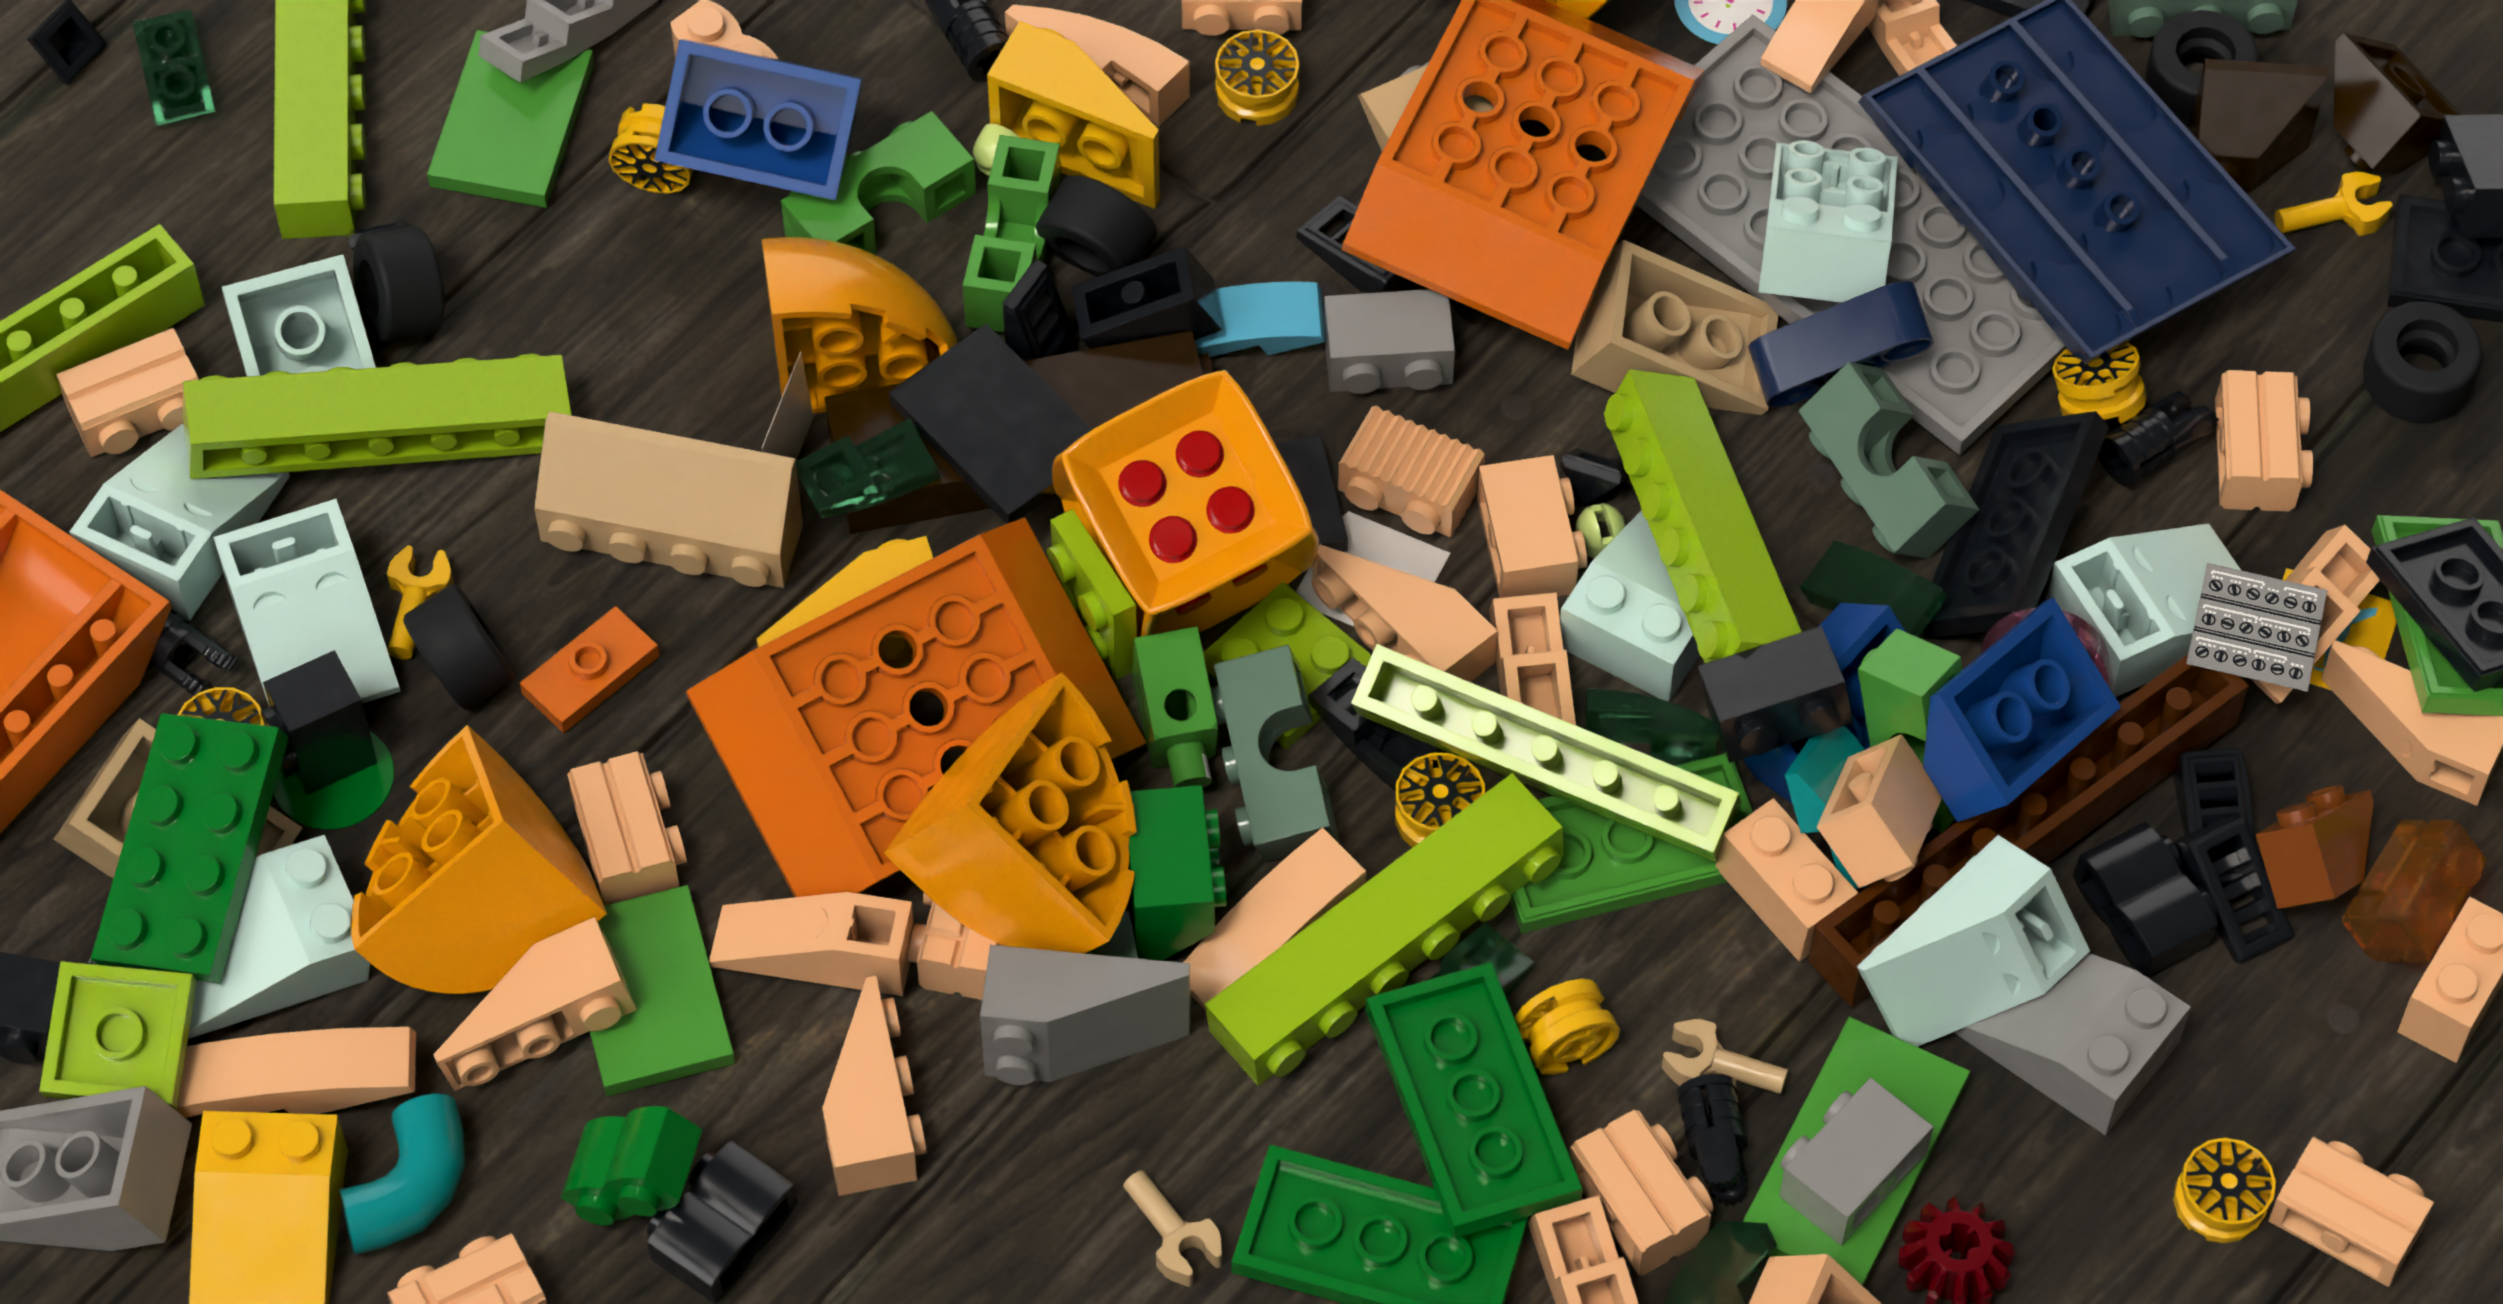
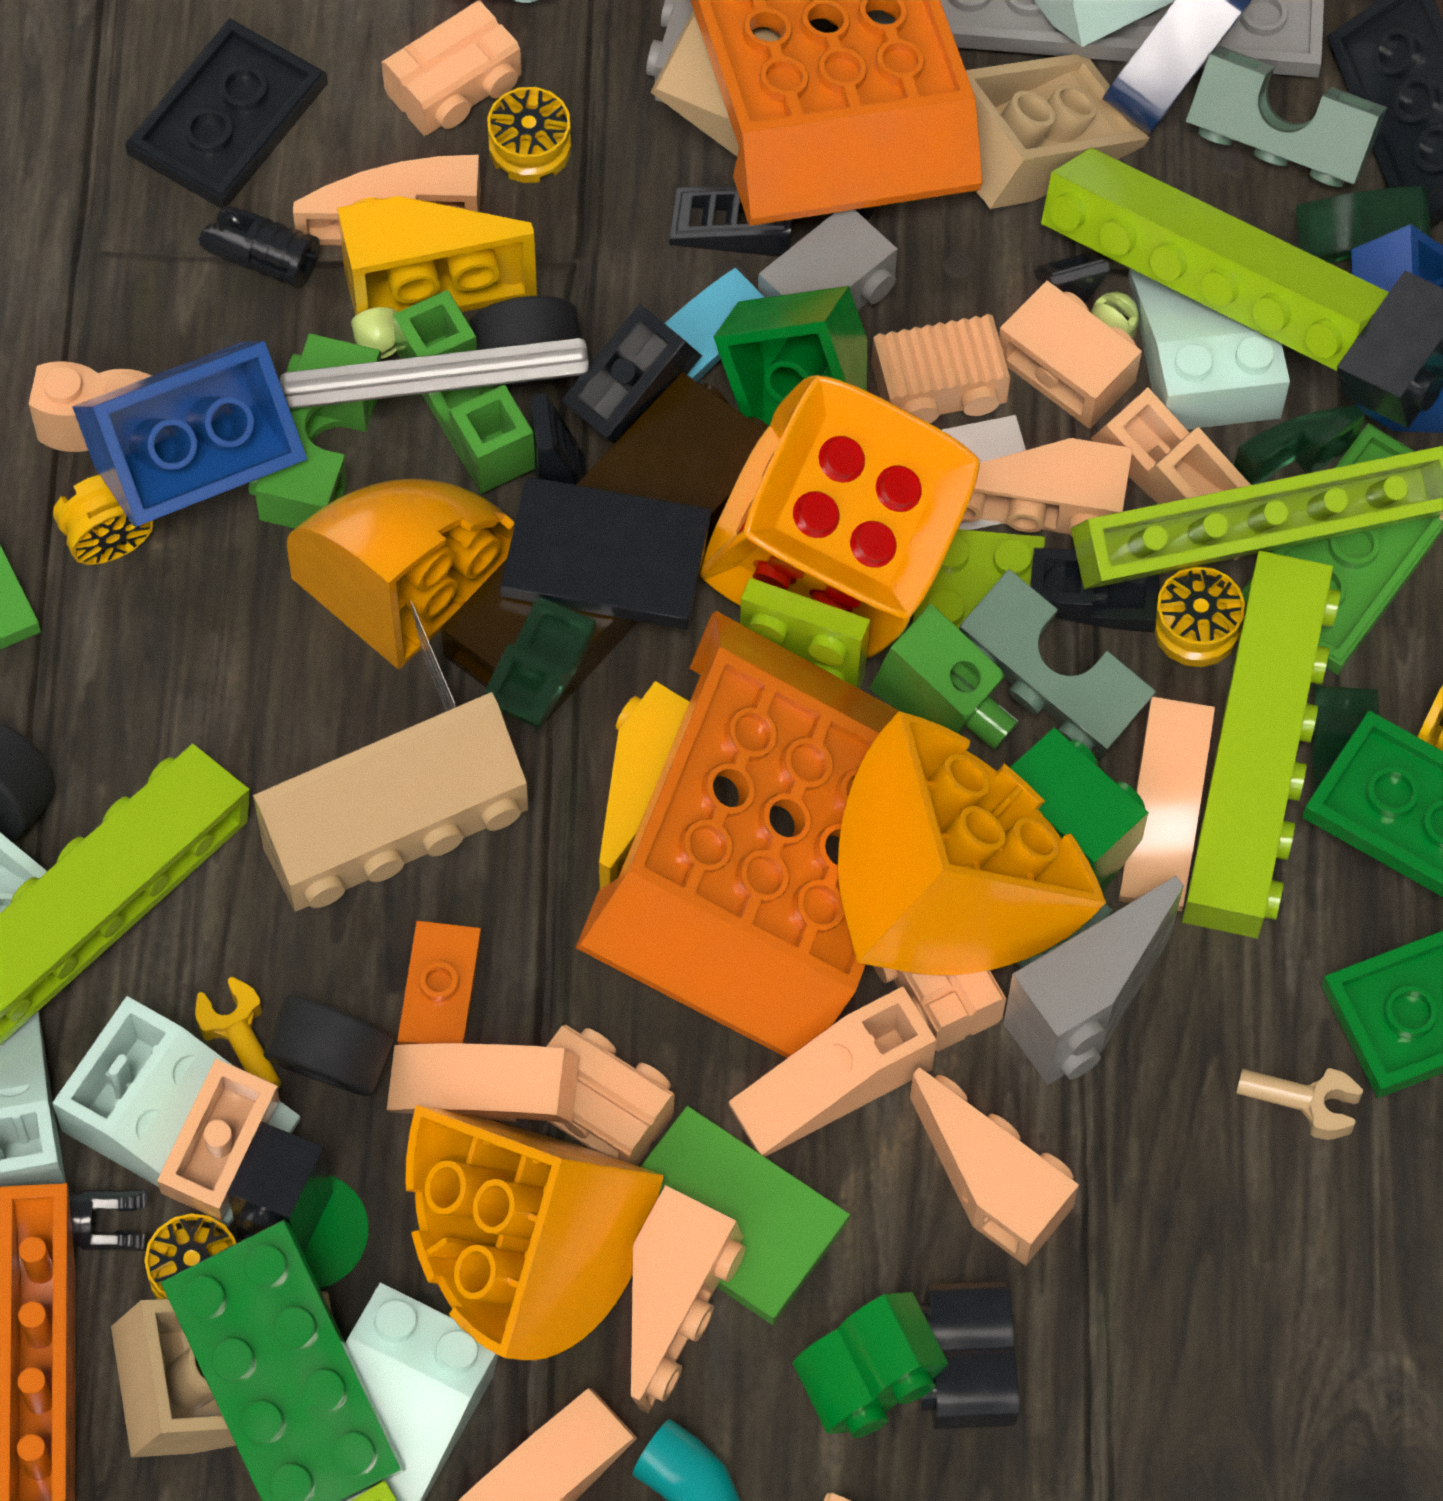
camera: 40 degrees left, 5 degrees up
(298, 633) = (217, 1138): none -> light nougat brick
(547, 754) = (485, 1080): none -> light nougat slope
(989, 199) = (435, 373): none -> axle
(1294, 373) = (786, 338): none -> green slope

